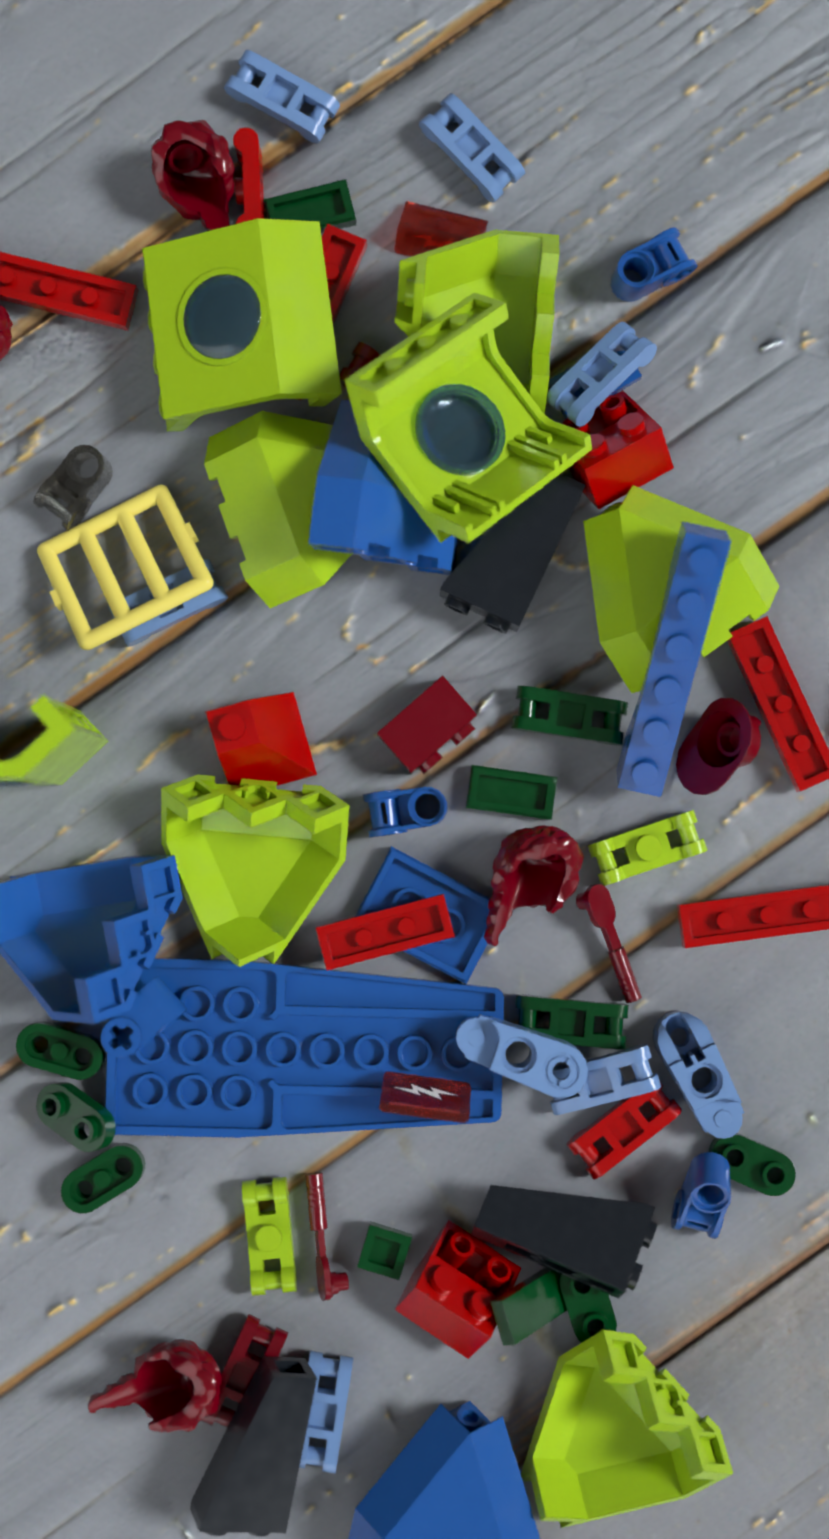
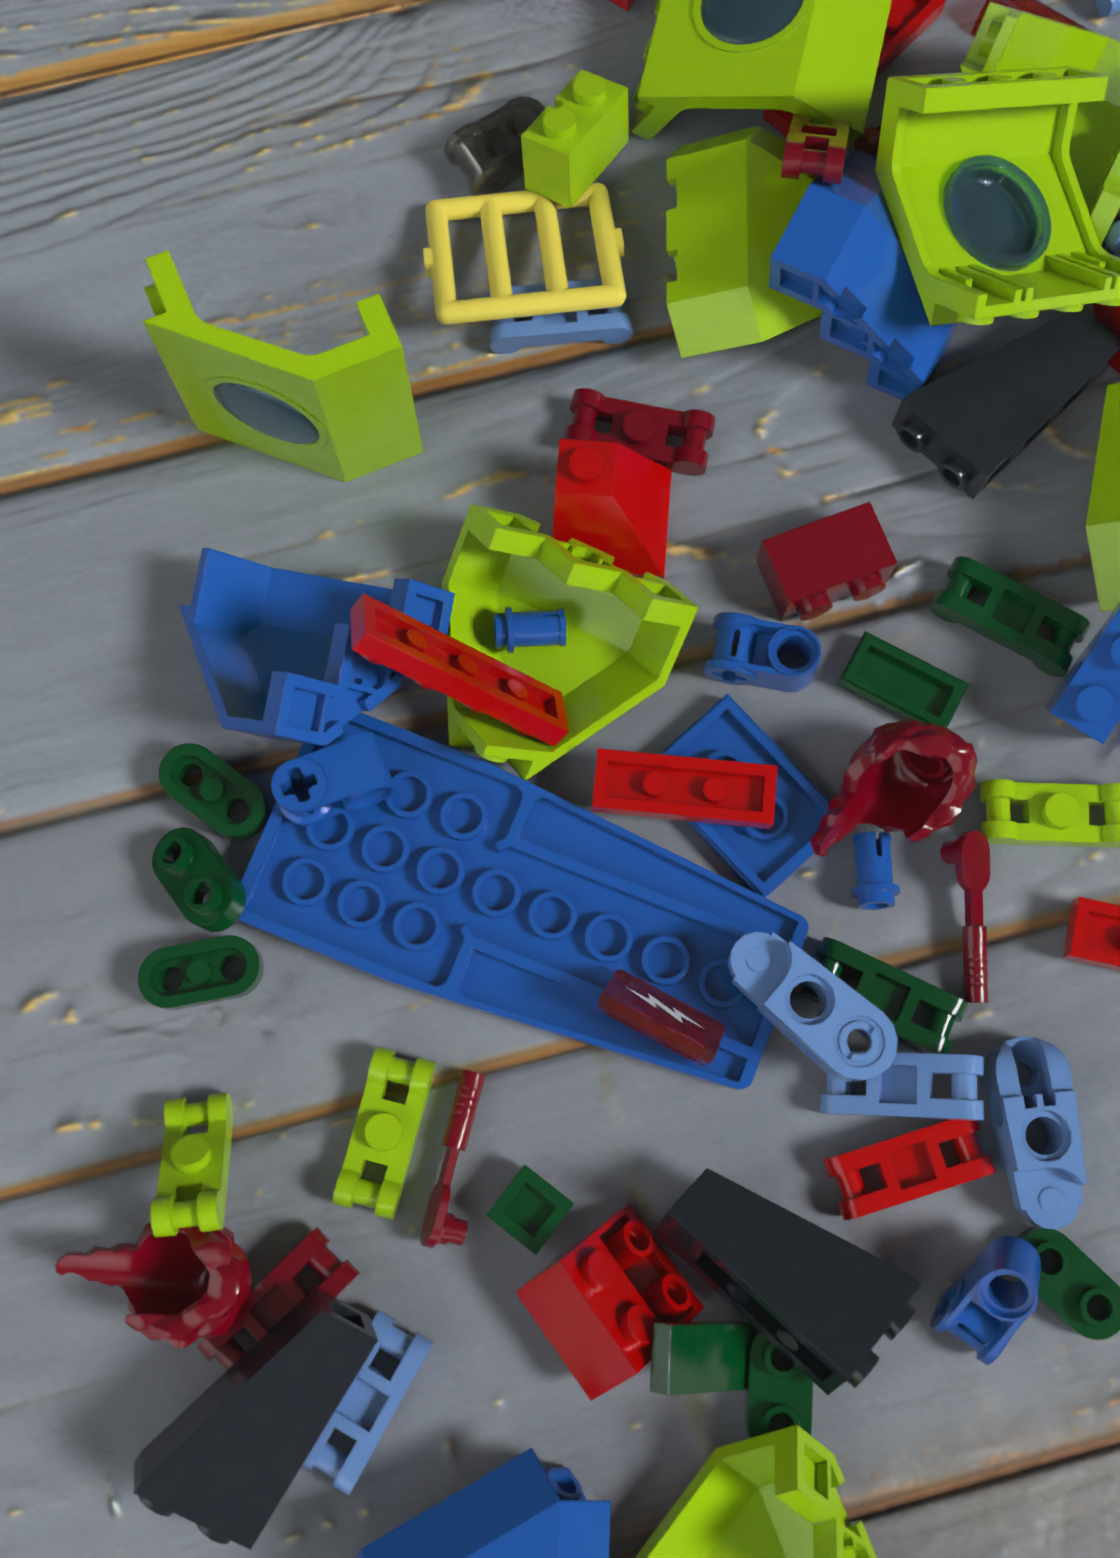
camera: 25 degrees right, 10 degrees down
(130, 470) = (575, 139): none -> lime piece
(152, 1310) = (193, 1166): none -> lime plate
(199, 917) = (456, 670): none -> red plate
(235, 853) = (529, 629): none -> blue pin
(259, 672) = (644, 429): none -> dark red plate
(311, 435) = (815, 149): none -> dark red plate
(535, 936) = (874, 871): none -> blue pin

